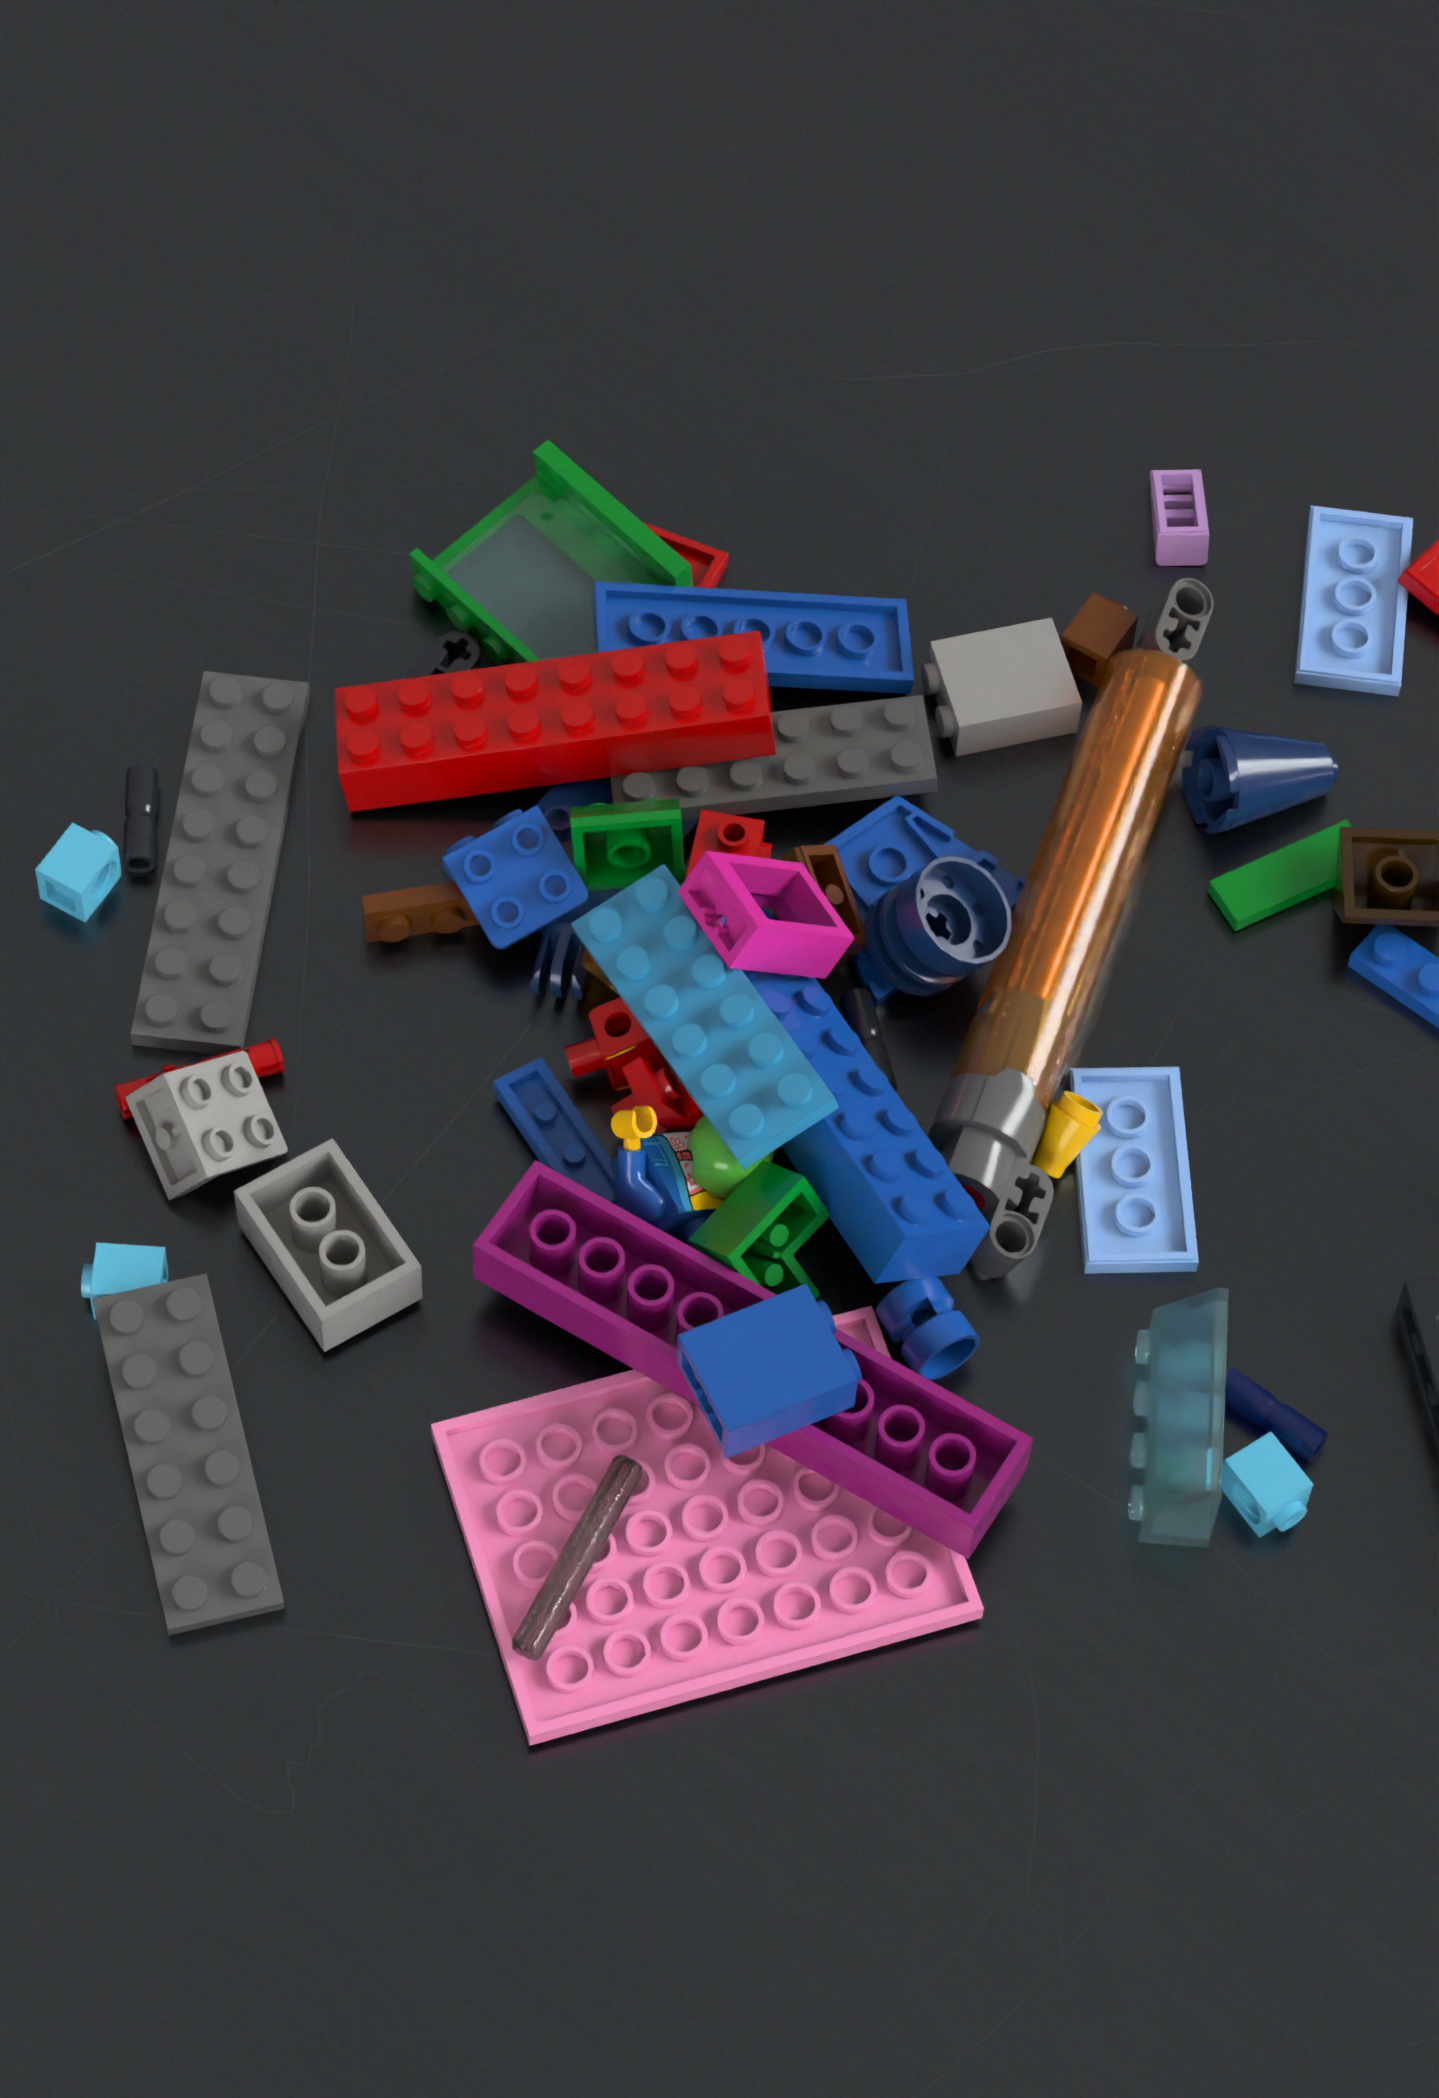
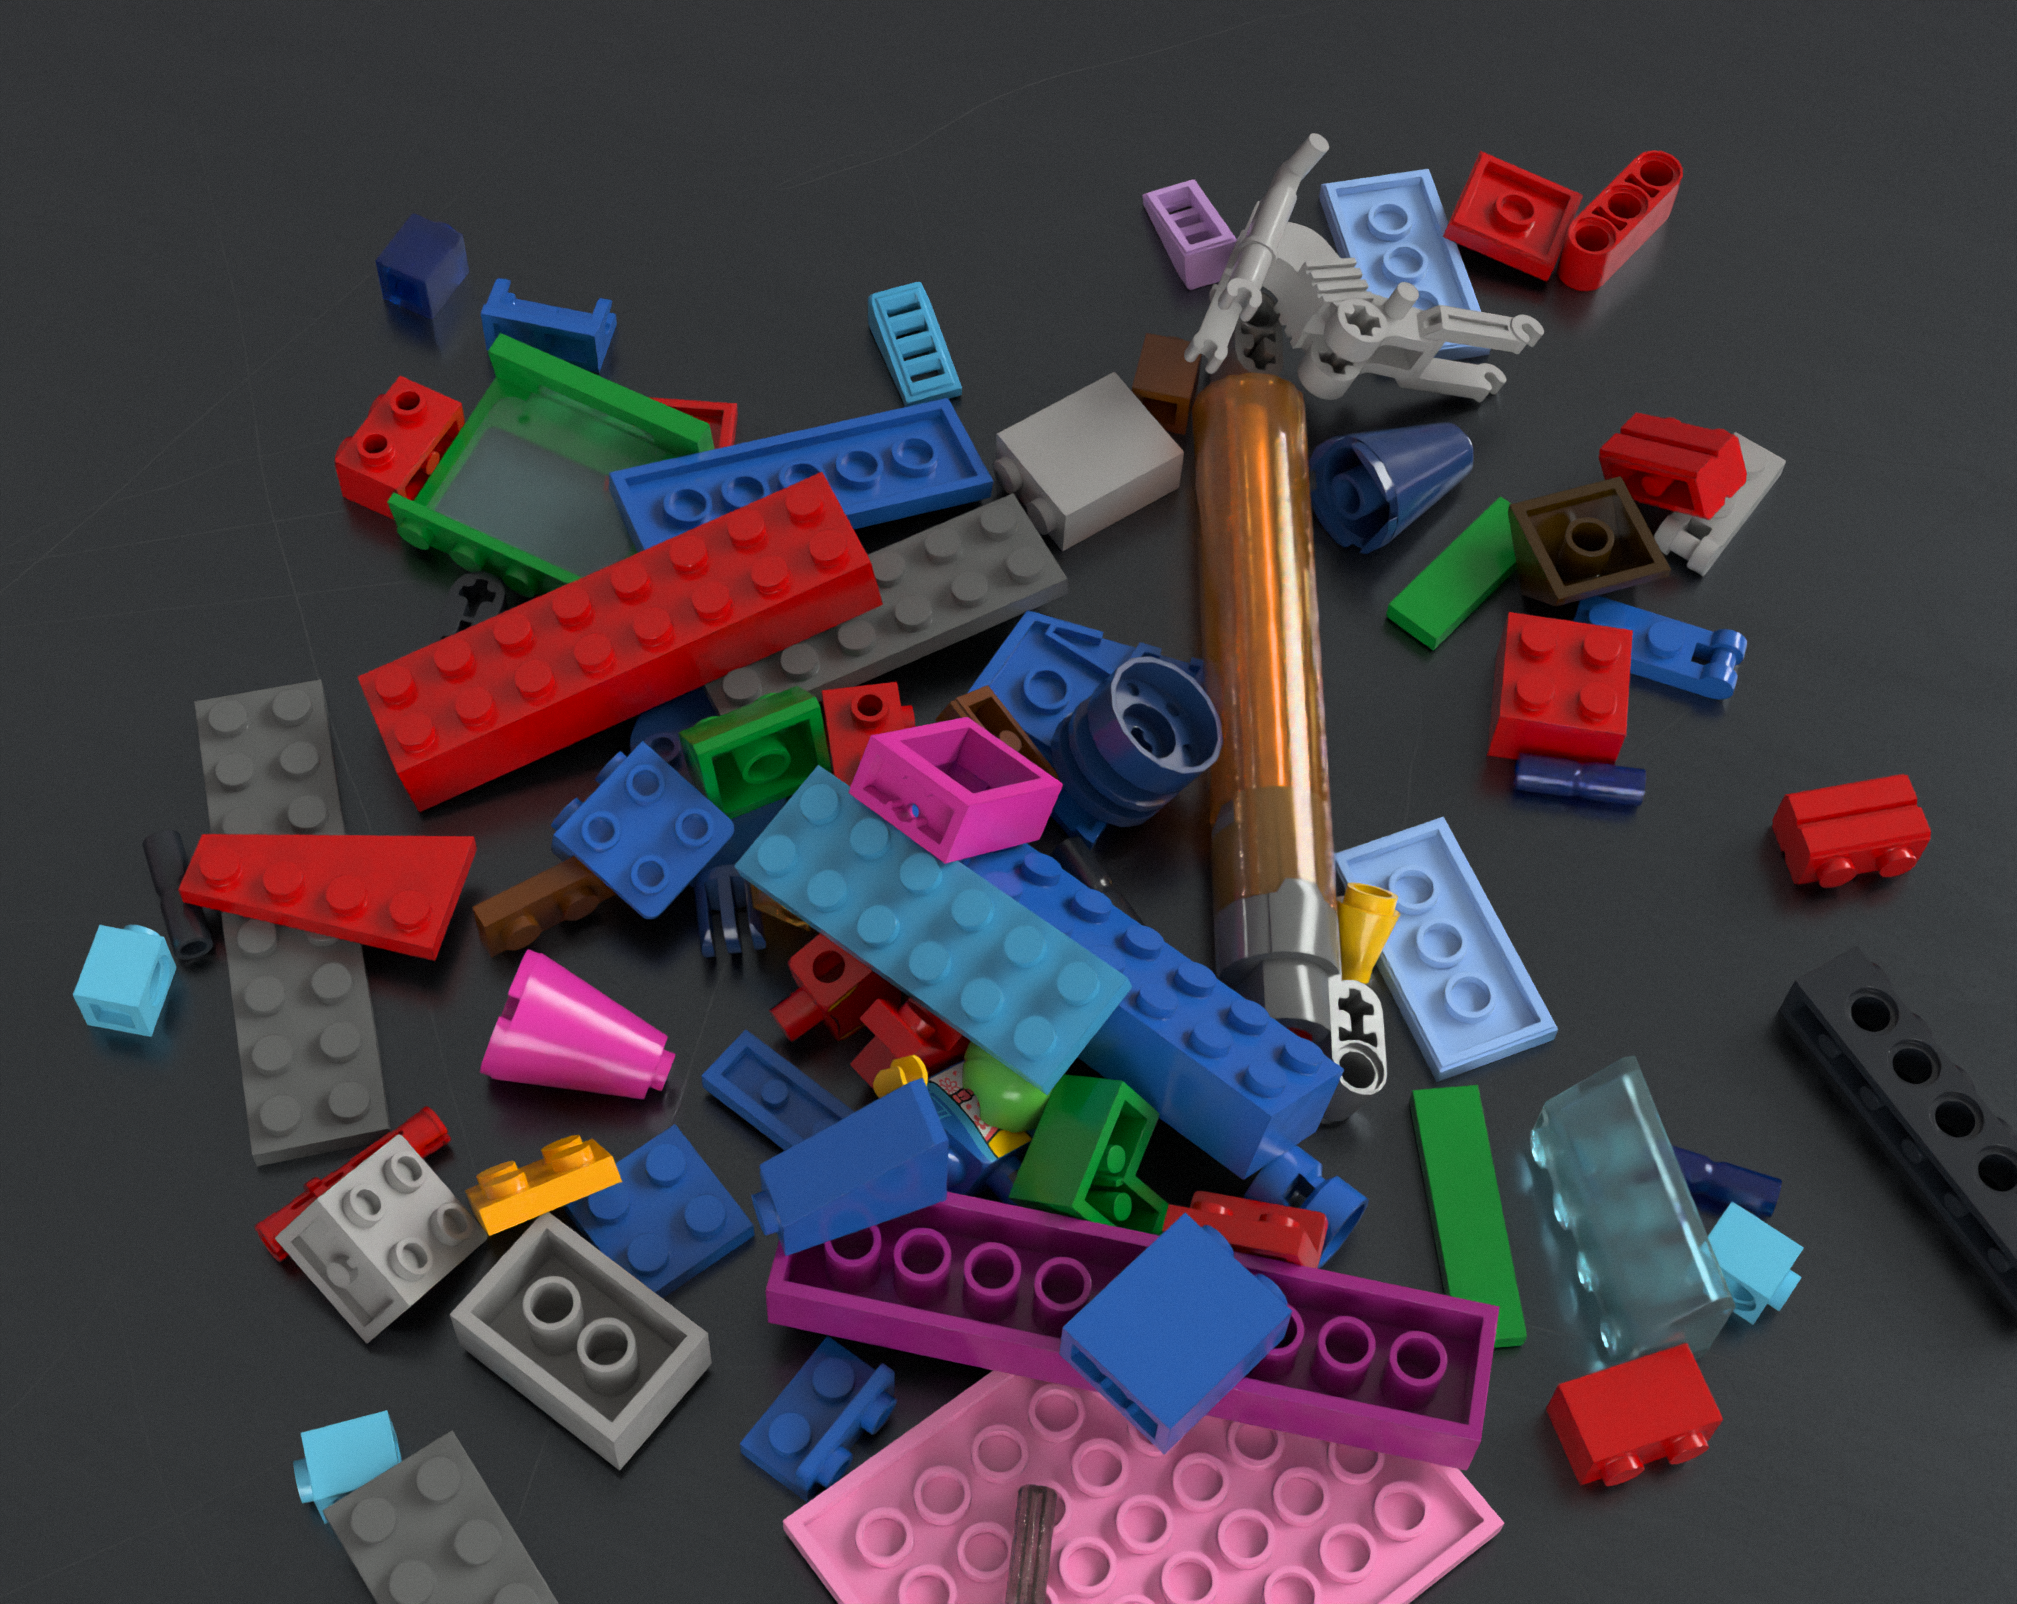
camera: 20 degrees left, 0 degrees up
(271, 851) = (346, 887): none -> red wing
(315, 1122) = (564, 1175): none -> light orange plate
(402, 1019) = (573, 1036): none -> dark pink cone
(424, 1176) = (664, 1216): none -> blue plate
(436, 508) = (397, 445): none -> red brick
(490, 1363) = (819, 1418): none -> blue bracket
(510, 362) = (422, 265): none -> clear blue brick
(568, 1176) = (856, 1172): none -> blue slope
(595, 446) = (559, 331): none -> blue hinge
(876, 1325) = (1258, 1226): none -> red bracket
(896, 516) = (903, 312): none -> dark azure slope
(1062, 1376) = (1466, 1204): none -> green tile
(1124, 1566) = (1634, 1416): none -> red brick
(1253, 628) = (1333, 314): none -> light grey piece
(1314, 1074) = (1572, 778): none -> clear blue piece
(1320, 995) = (1560, 690): none -> red brick

